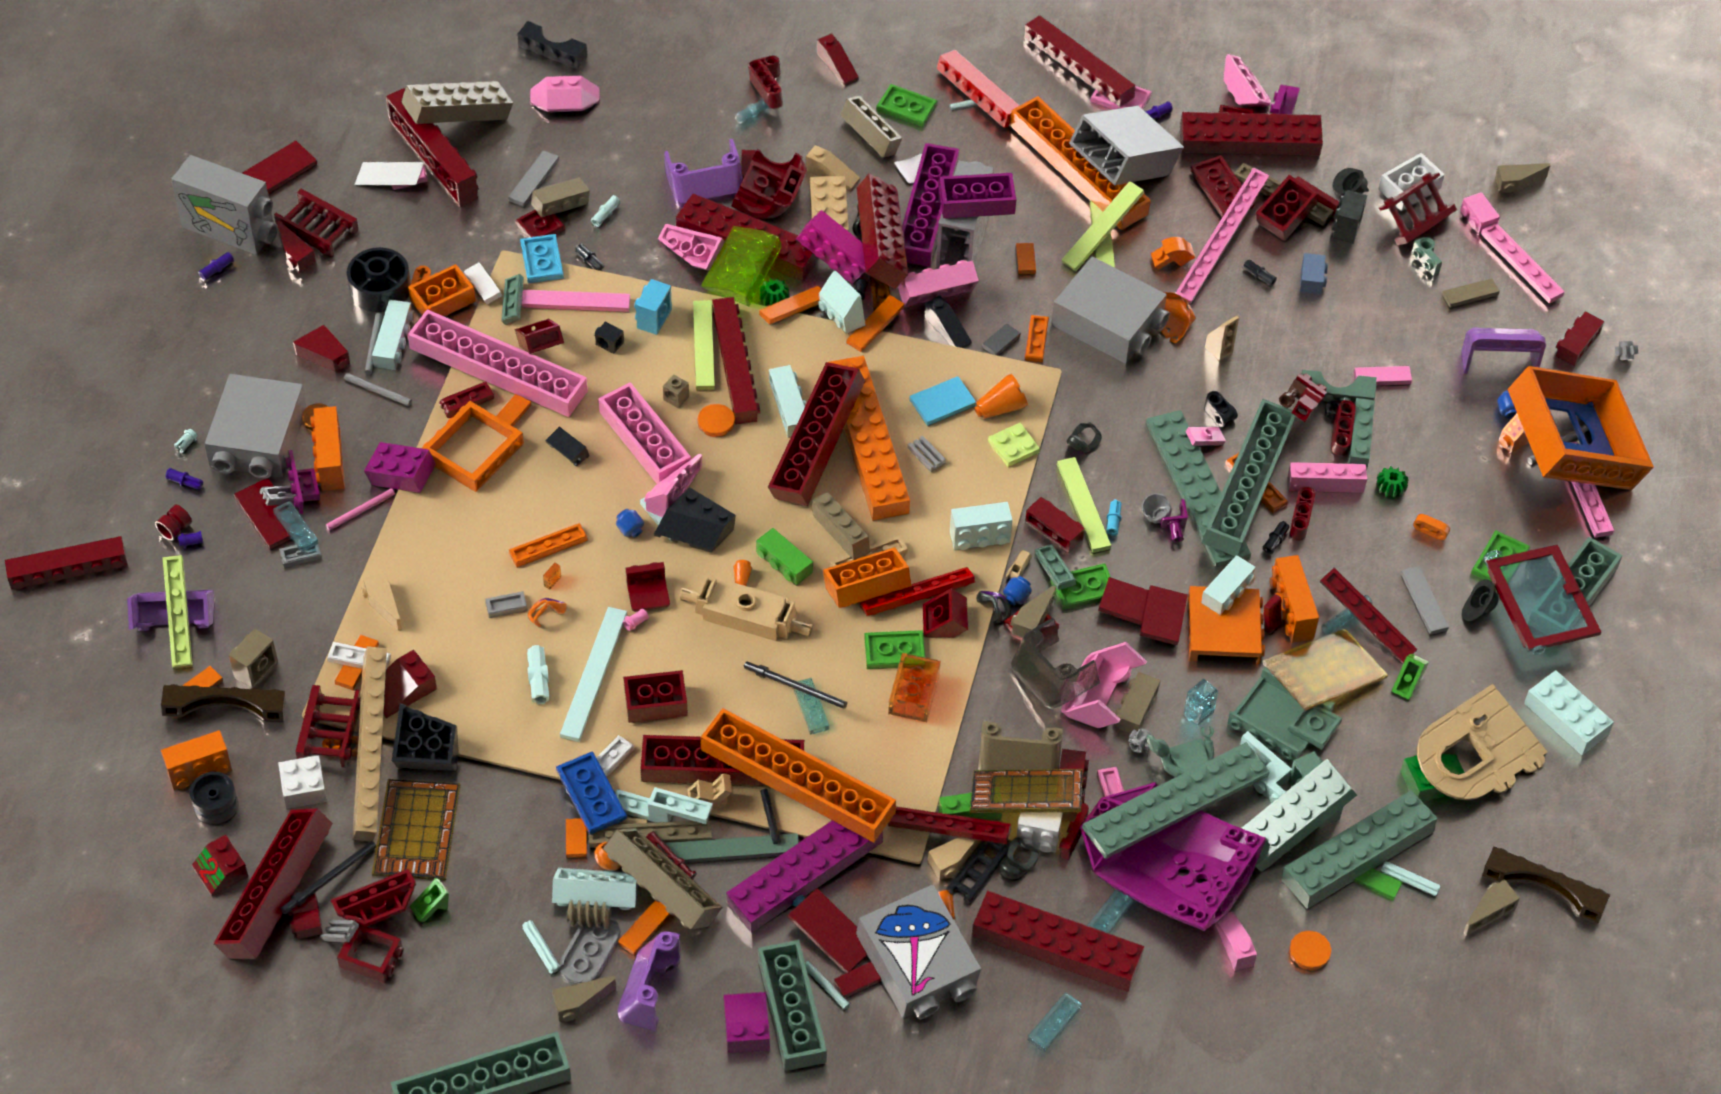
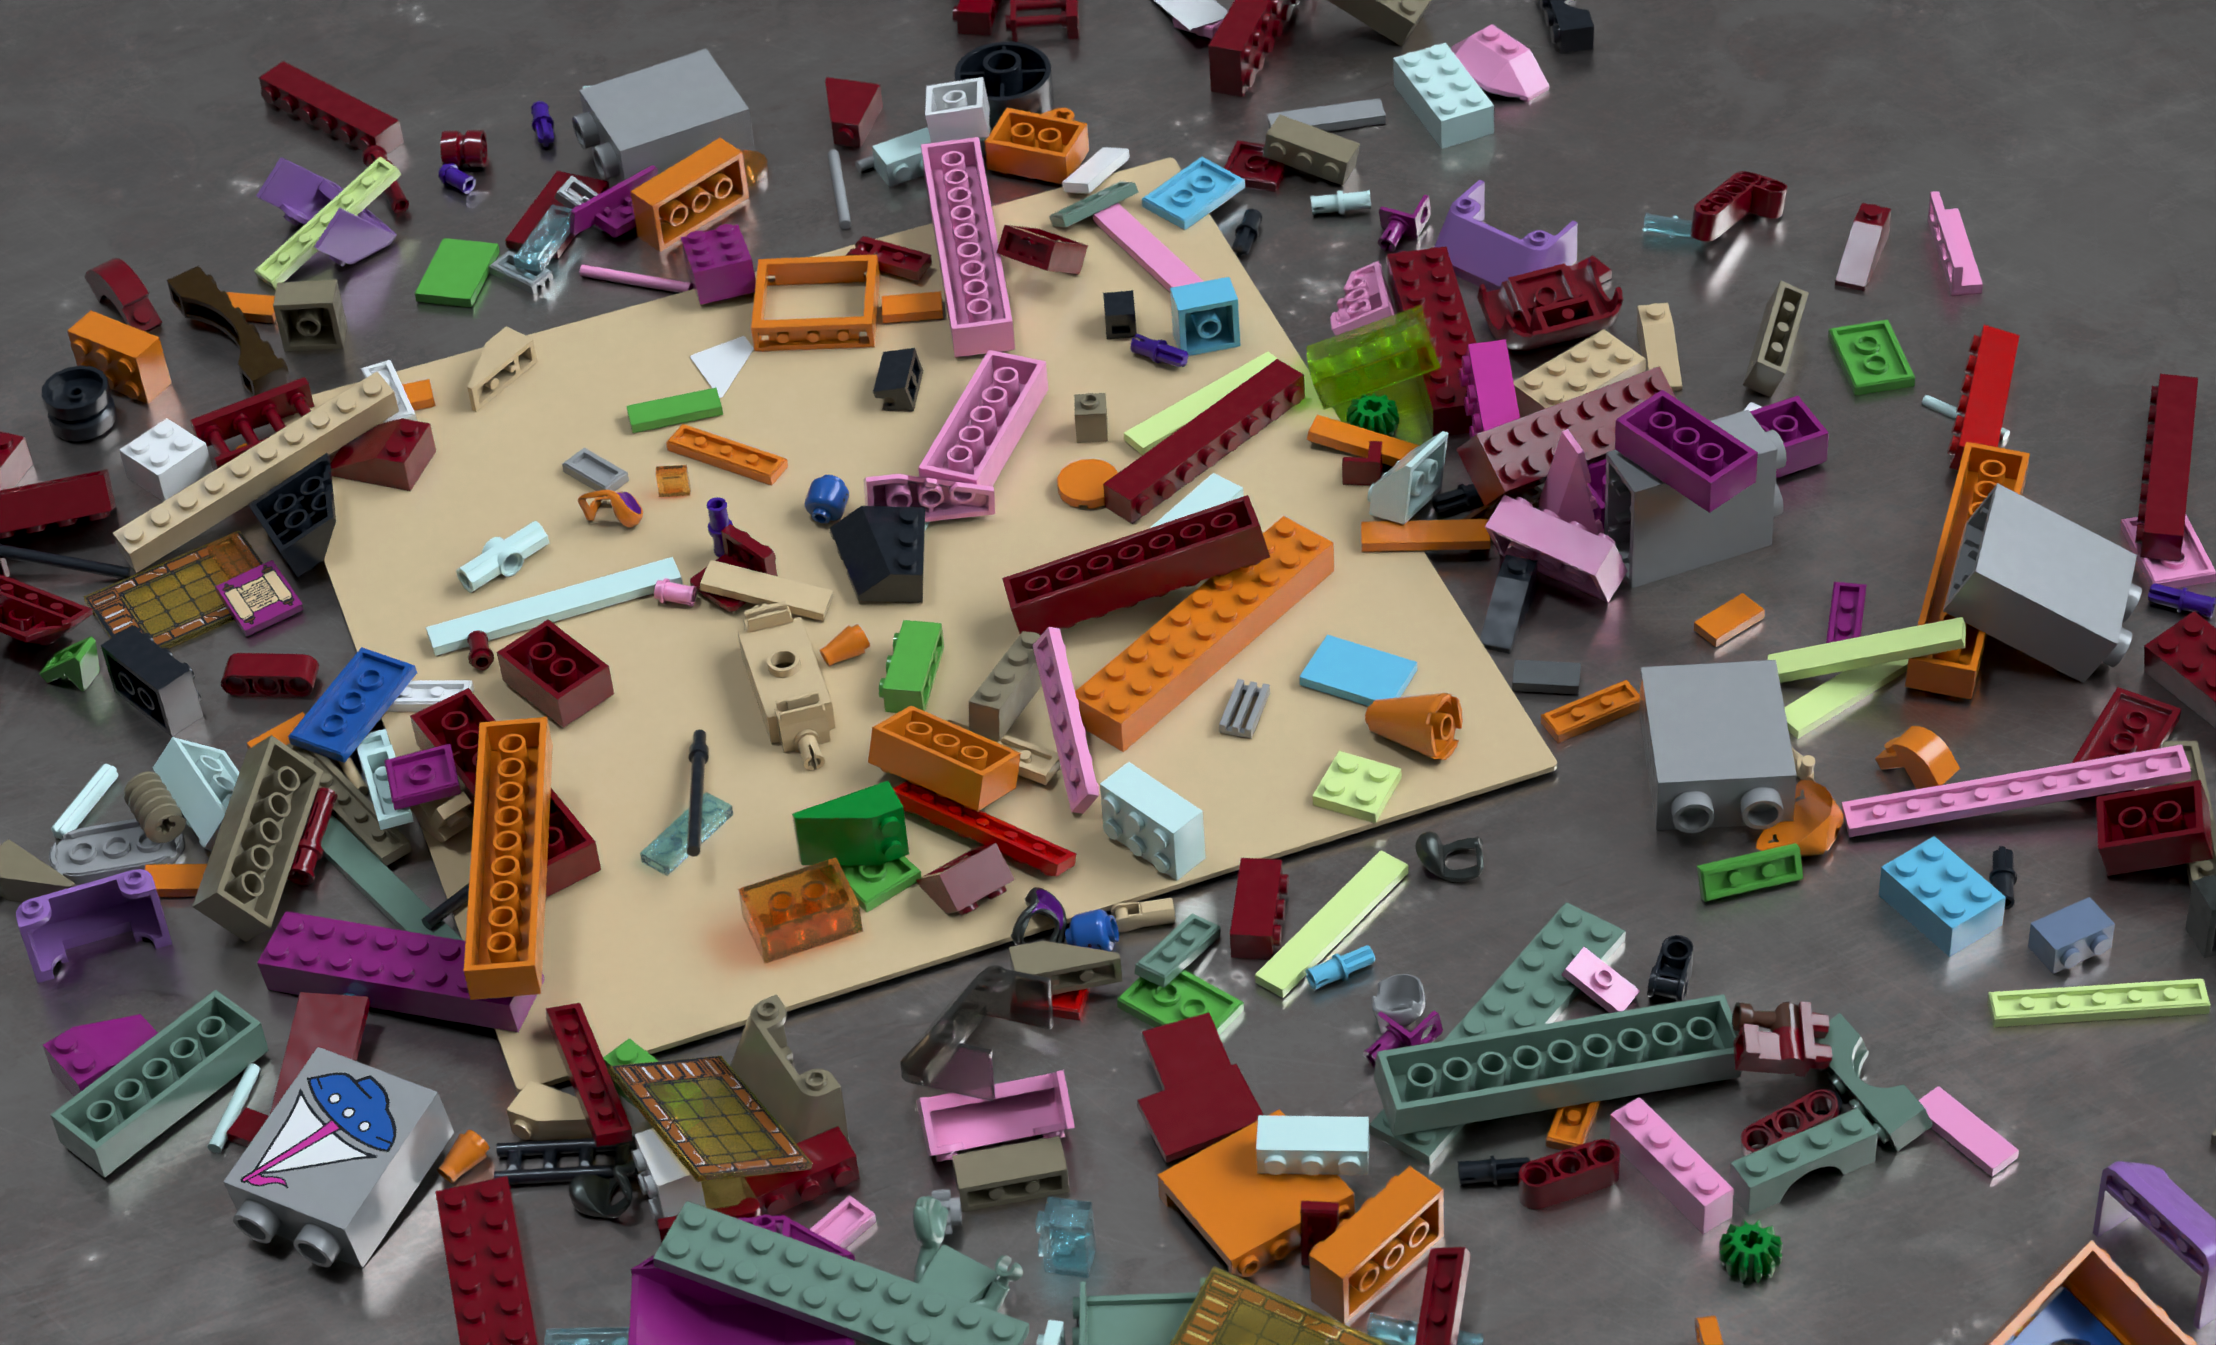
camera: 60 degrees right, 10 degrees down
(133, 729) = (127, 292): none -> dark red arch
(147, 567) = (394, 192): none -> dark red pin
(271, 580) = (457, 272): none -> bright green tile
(397, 305) = (957, 110): none -> white brick
(414, 791) = (232, 556): none -> clear orange tile
(457, 795) = (259, 598): none -> tile
(471, 509) = (723, 362): none -> white sticker
(488, 869) = (152, 680): none -> black brick
(492, 547) = (674, 410): none -> bright green tile
(524, 819) = (270, 675): none -> dark red beam
(570, 127) = (1443, 95): none -> light aqua brick
(599, 720) = (480, 654): none -> dark red pin
(616, 574) = (718, 520): none -> dark purple pin
(647, 200) = (1400, 223): none -> magenta bracket
(650, 339) = (1159, 351): none -> dark purple axle
(673, 582) = (766, 588): none -> tan tile
(697, 784) = (422, 777): none -> magenta tile
(811, 316) = (1363, 470): none -> dark red panel
(866, 32) = (1953, 248): none -> bright pink fence
(887, 518) = (1066, 720): none -> bright pink plate
(893, 633) = (854, 828): none -> green slope
(921, 251) = (1567, 486): none -> bright pink wedge
(1062, 221) = (1846, 611): none -> magenta tile
(1186, 348) = (1750, 872): none -> bright green tile
(1222, 339) = (1801, 893): tan slope -> none
(1256, 297) = (1941, 896): none -> medium azure brick
(1350, 290) = (2098, 1002): none -> yellowish green tile

